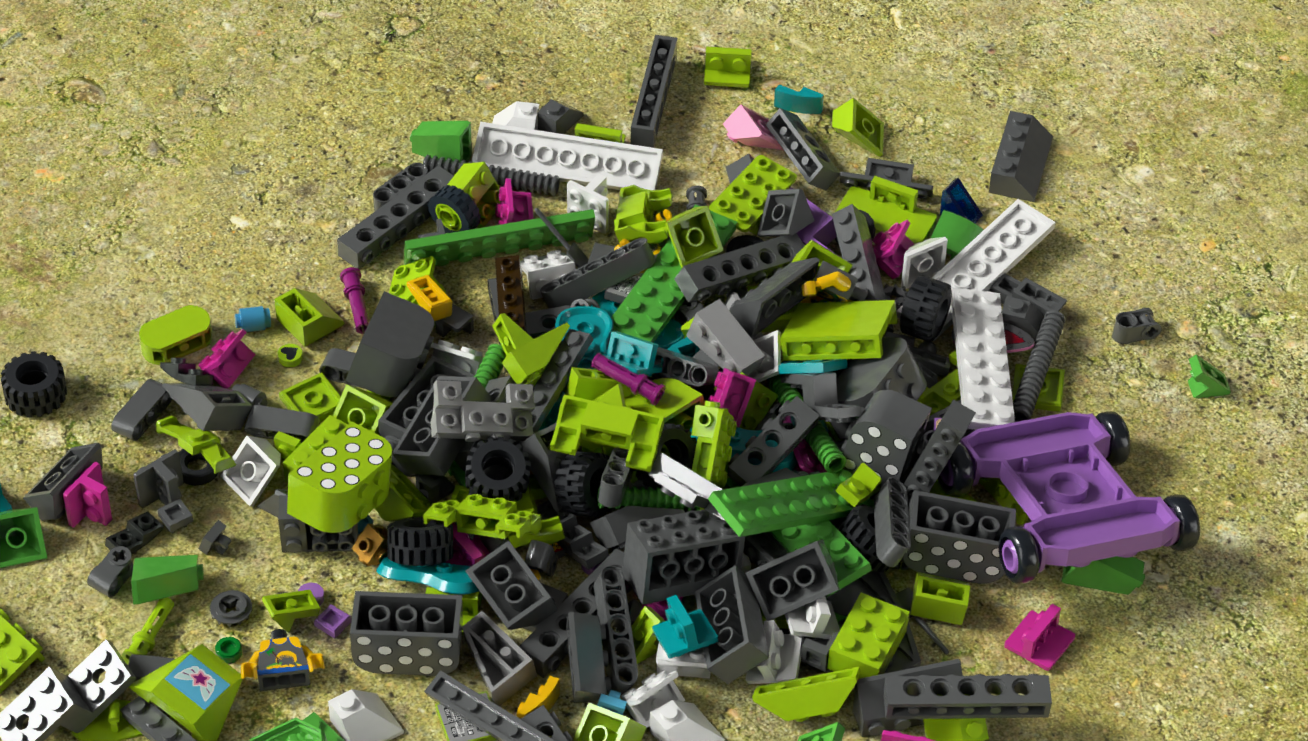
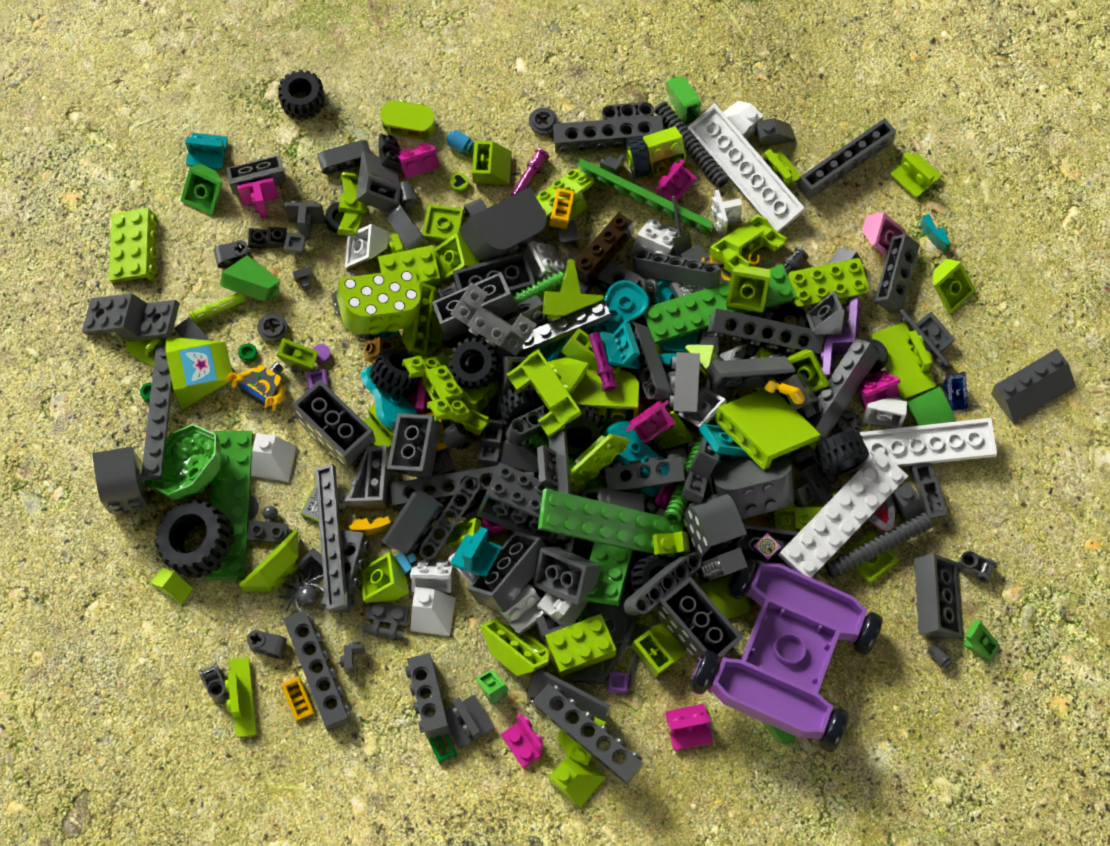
camera: 45 degrees right, 20 degrees up
(310, 246) = (542, 113): none -> dark grey gear
(705, 419) = (618, 426): lime brick -> none
(932, 653) = (618, 682): none -> medium lavender tile
(1131, 373) = (938, 597): none -> dark grey slope
(1190, 418) = (940, 656): none -> dark grey pin

